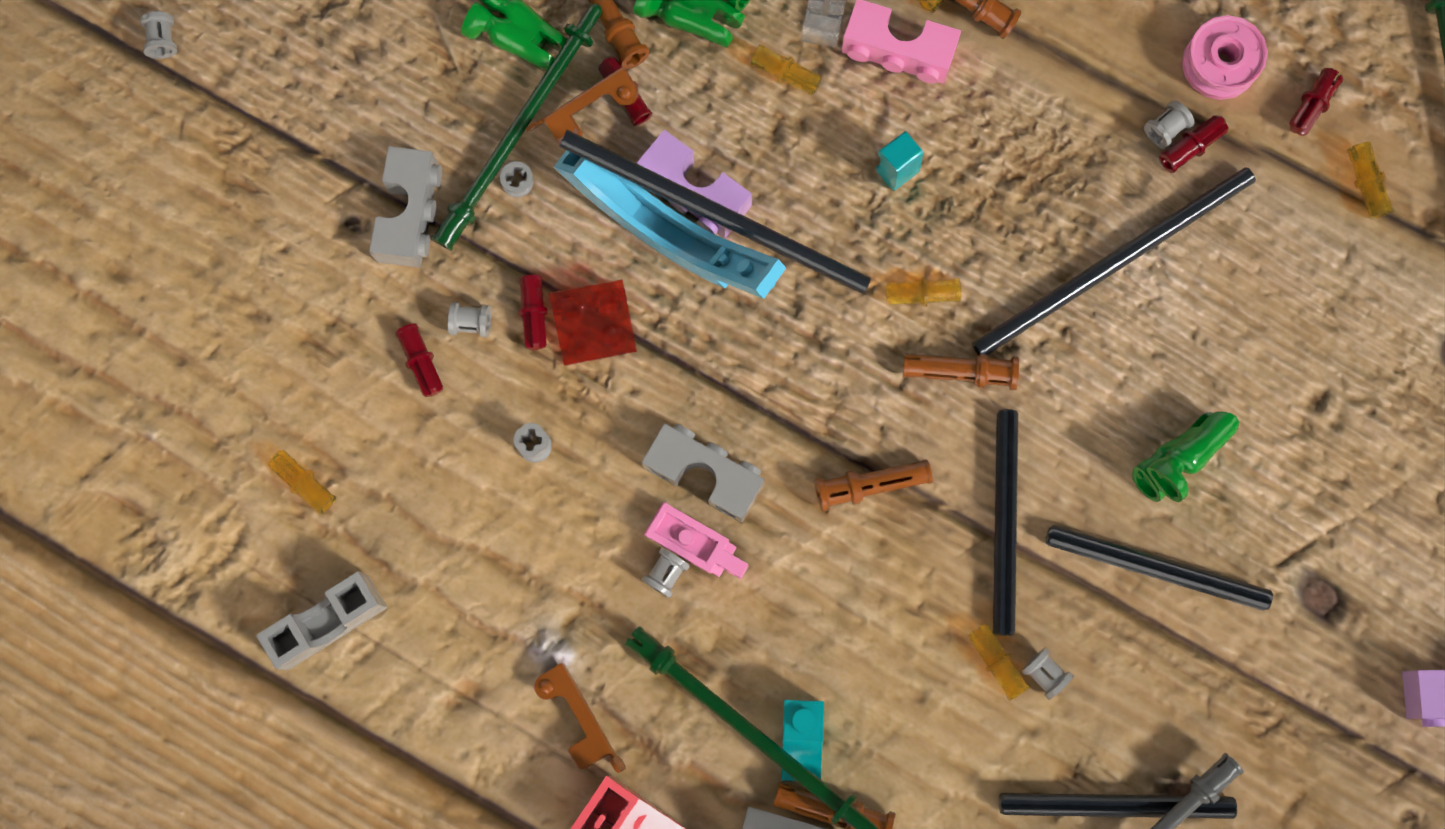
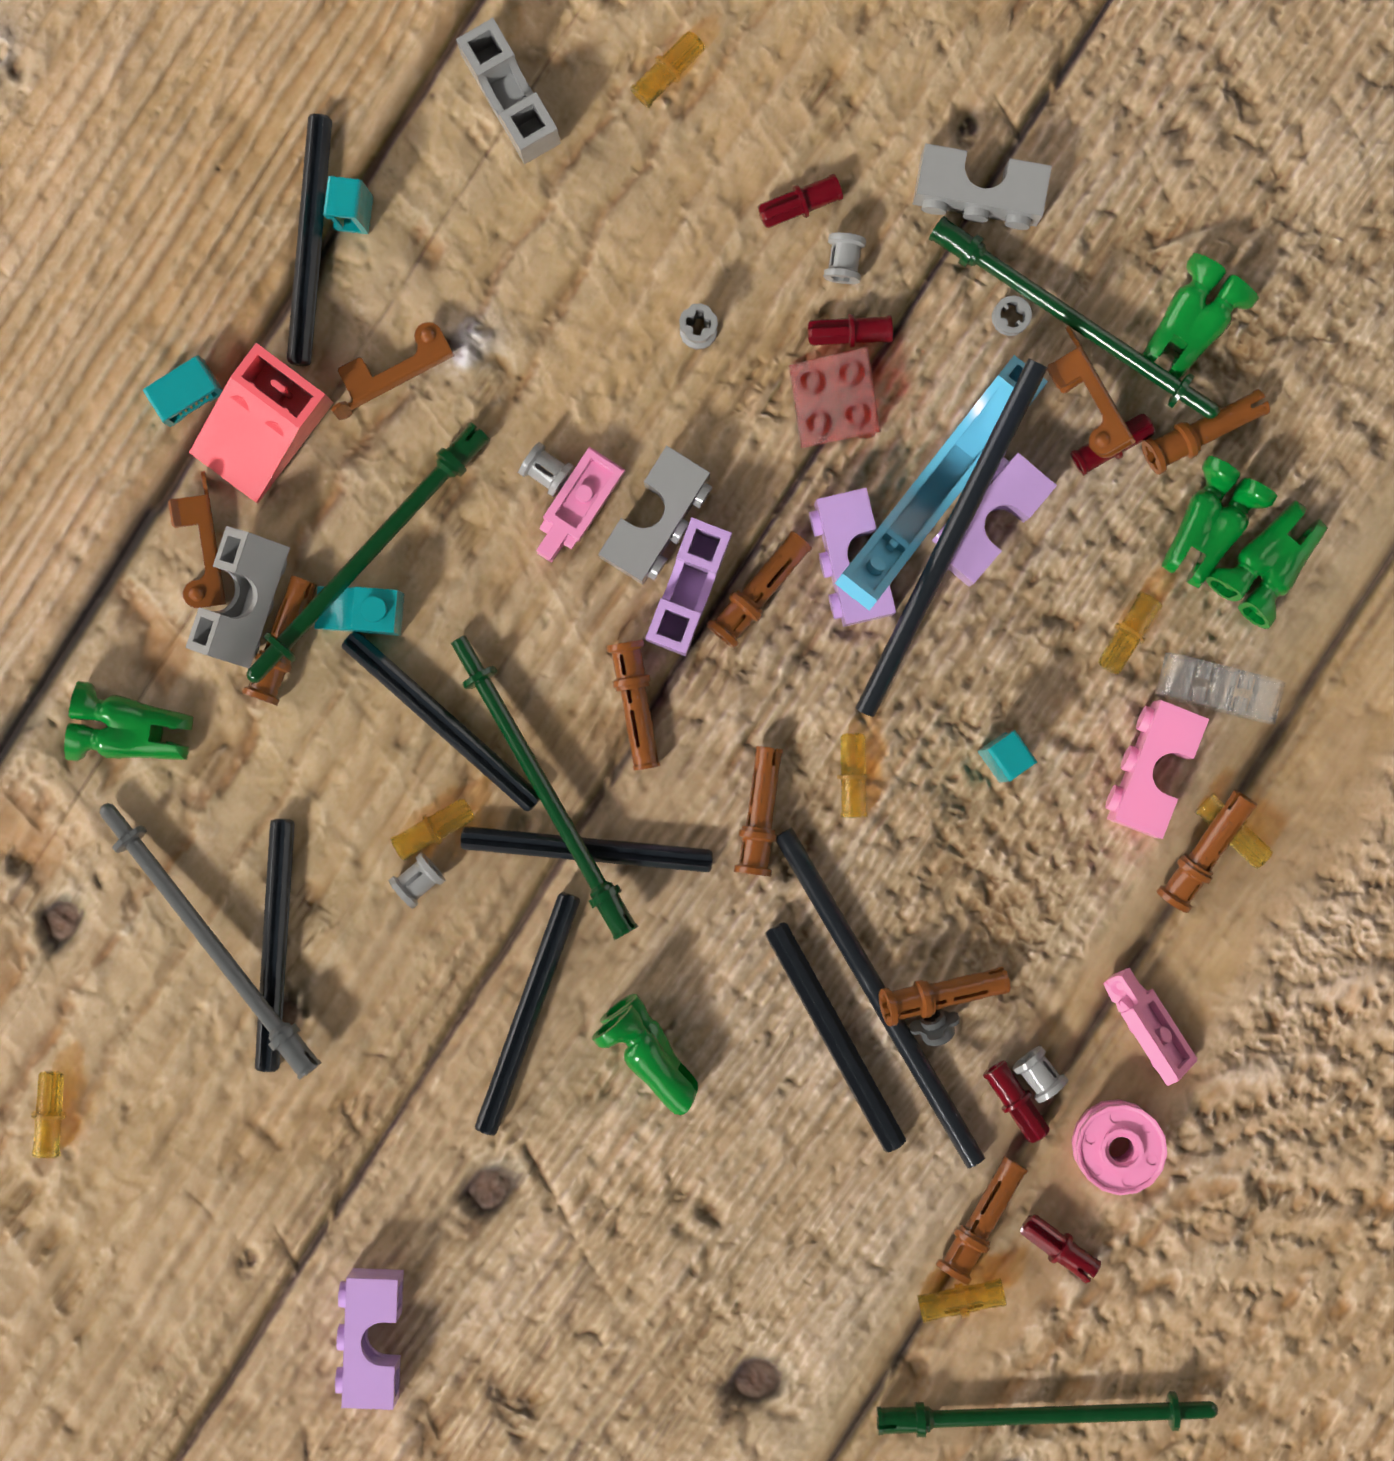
camera: 90 degrees right, 10 degrees up
(427, 766) = (348, 204): none -> teal piece
(459, 804) = (309, 240): none -> black axle
(704, 312) = (839, 522): none -> lavender arch
(778, 389) = (747, 605): none -> dark orange pin
(778, 444) = (688, 586): none -> lavender arch
(898, 659) = (441, 720): none -> black axle
(1047, 500) = (603, 893): none -> dark green bar
(1113, 218) = (926, 998): none -> dark orange pin
(1118, 37) = (1151, 1026): none -> bright pink hinge
(1142, 209) = (937, 1028): none -> dark grey plate
(1152, 297) = (835, 1037): none -> black axle
(1320, 175) = (972, 1238): none -> dark orange pin

